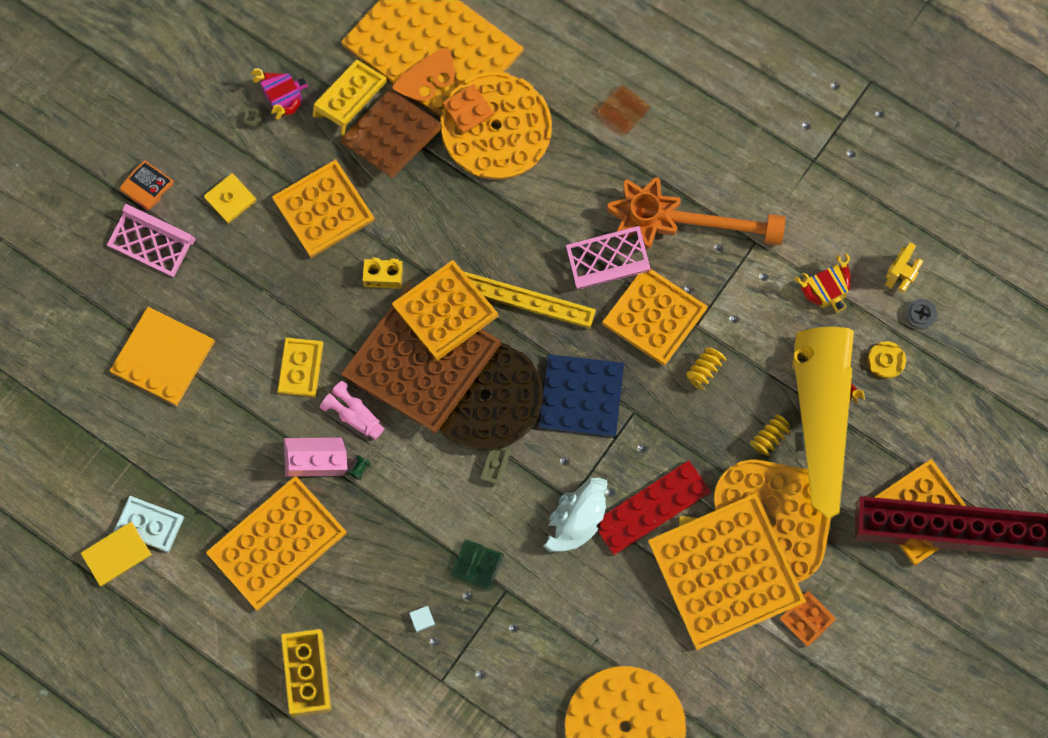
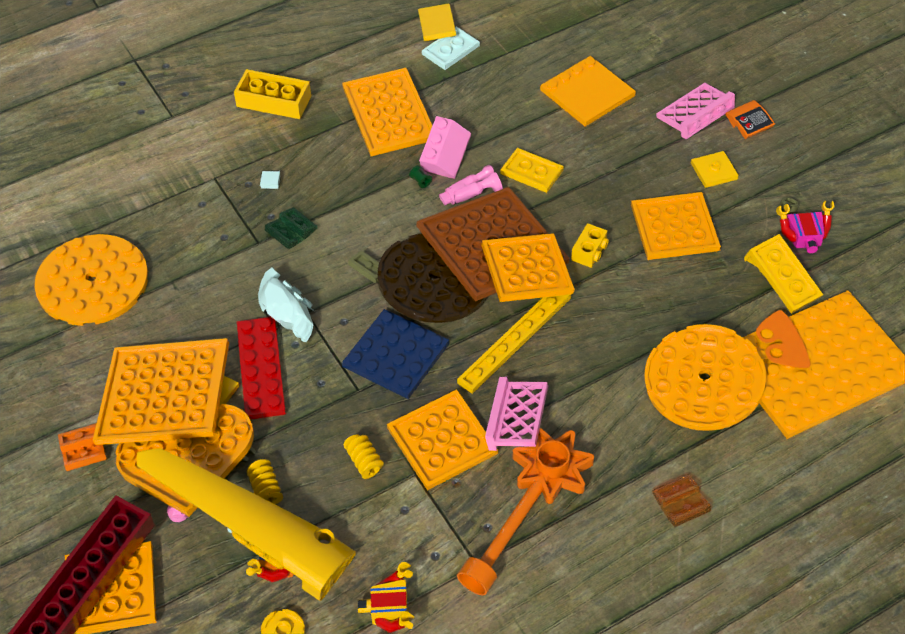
camera: 115 degrees right, 20 degrees down
(391, 133) = (729, 291): dark orange plate -> none
(468, 109) = (728, 351): orange plate -> none

